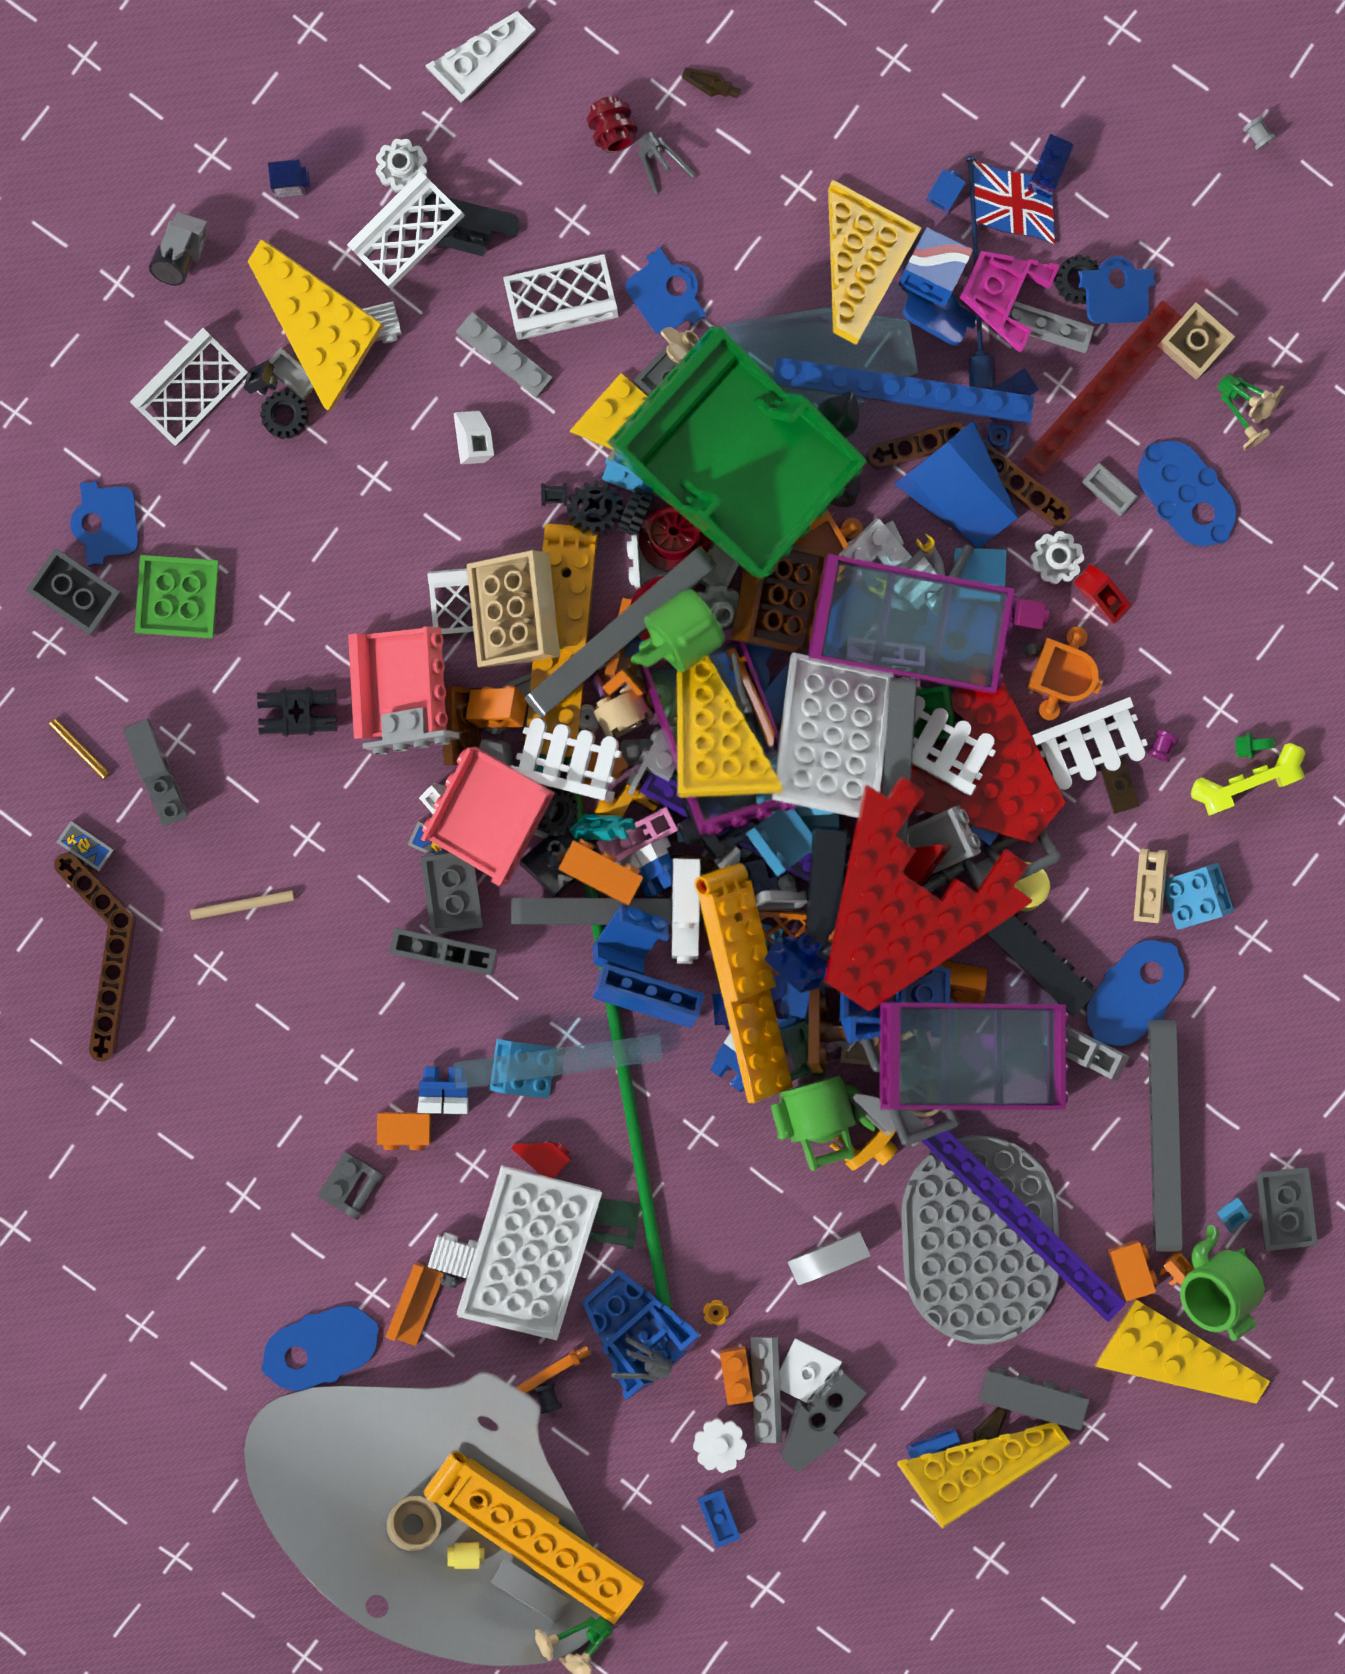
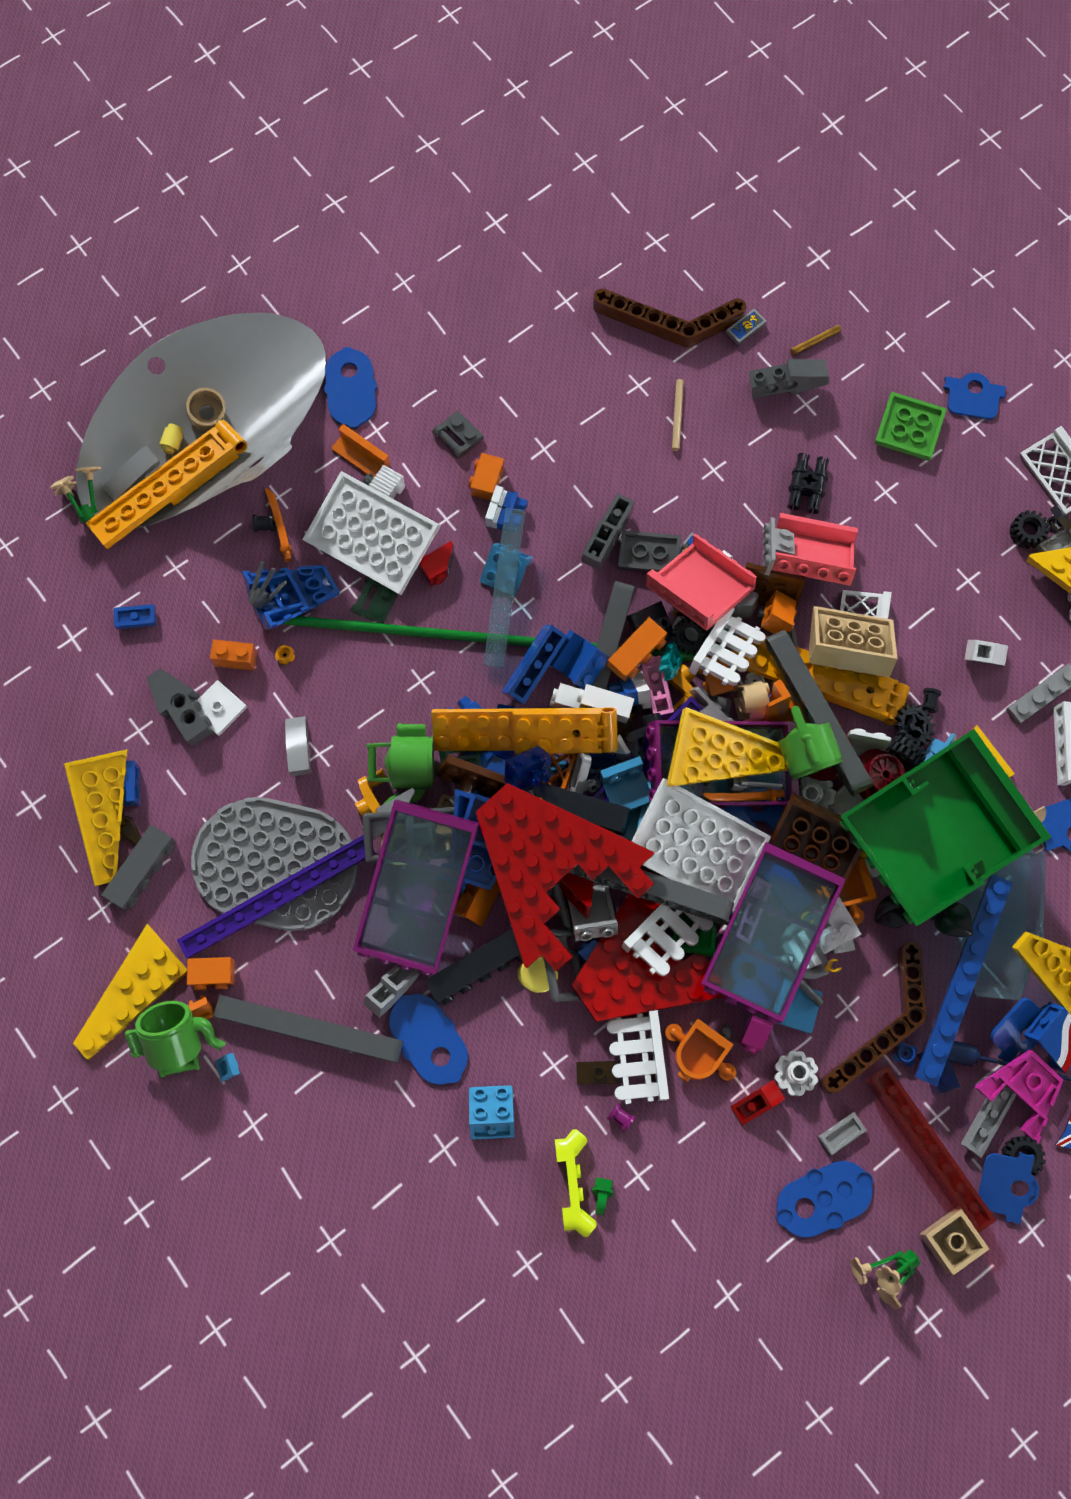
camera: 105 degrees right, 15 degrees down
(74, 592) = (929, 359): dark grey brick -> none
(719, 1445) = (186, 627): white plant -> none
(766, 1389) = (216, 674): light grey plate -> none
(962, 488) = (872, 1010): blue wedge -> none
(1150, 886) = (510, 1074): tan plate -> none
(1286, 1208) = (218, 1112): dark grey plate -> none

